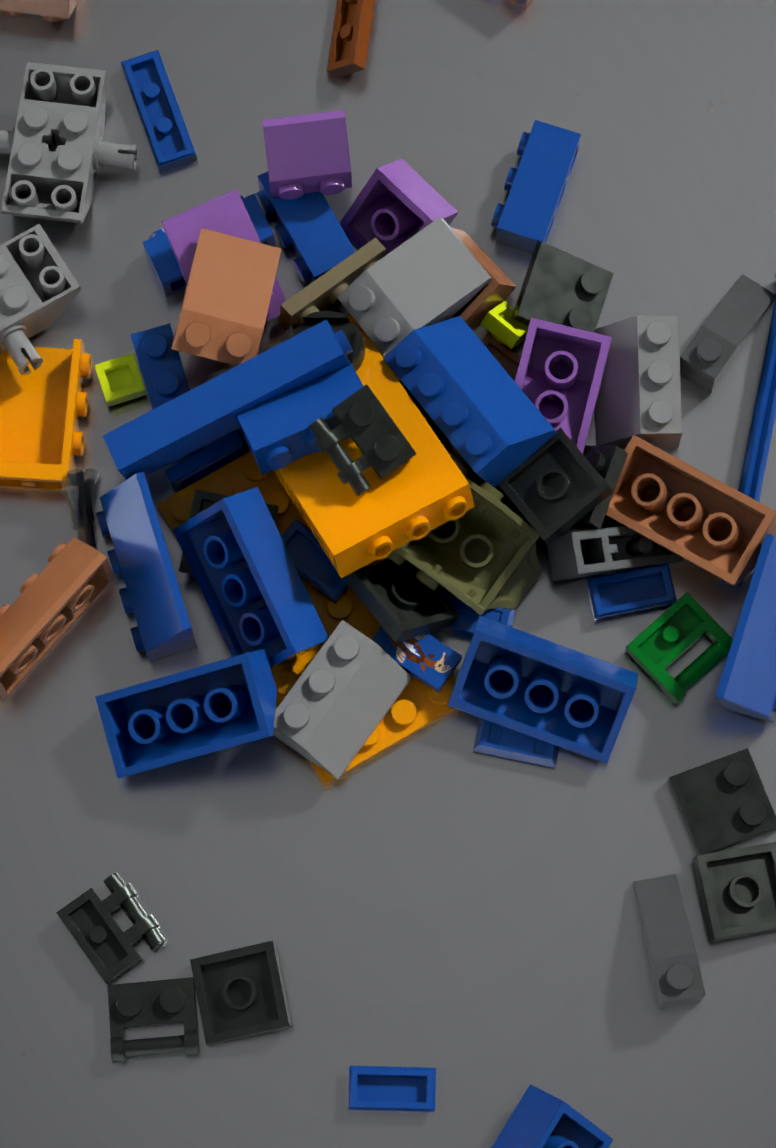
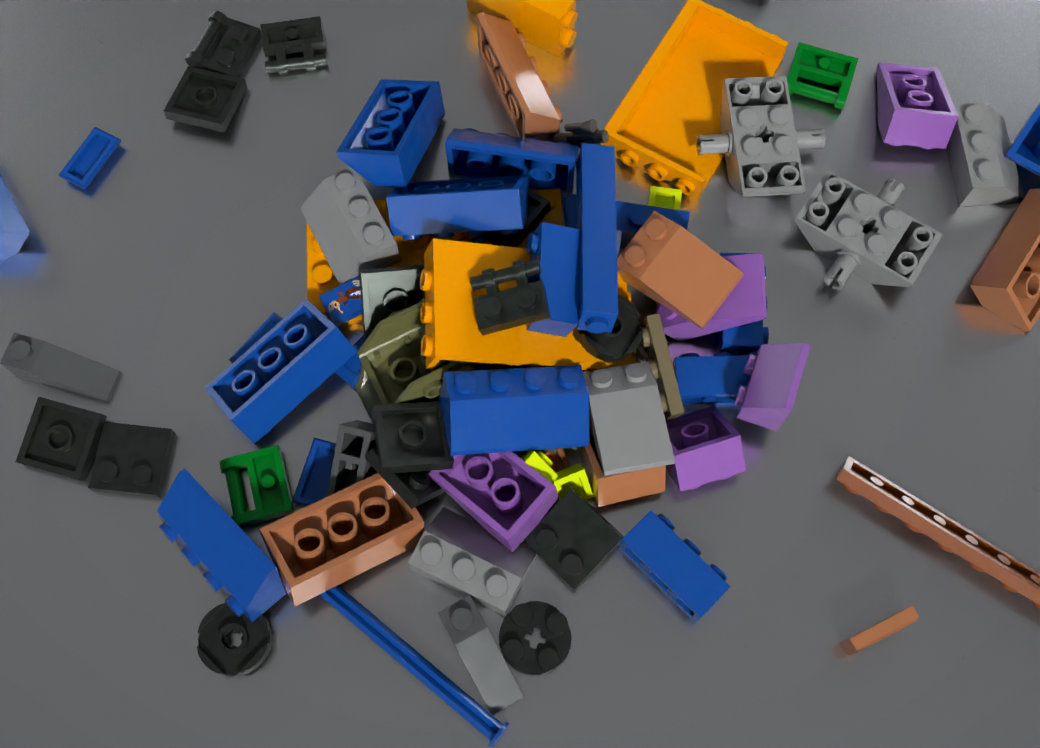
camera: 115 degrees right, 5 degrees down
(158, 110) = (868, 323): blue tile -> none
(510, 355) = (539, 462): none -> neon yellow plate
(691, 269) = (517, 649): none -> pearl dark grey plate

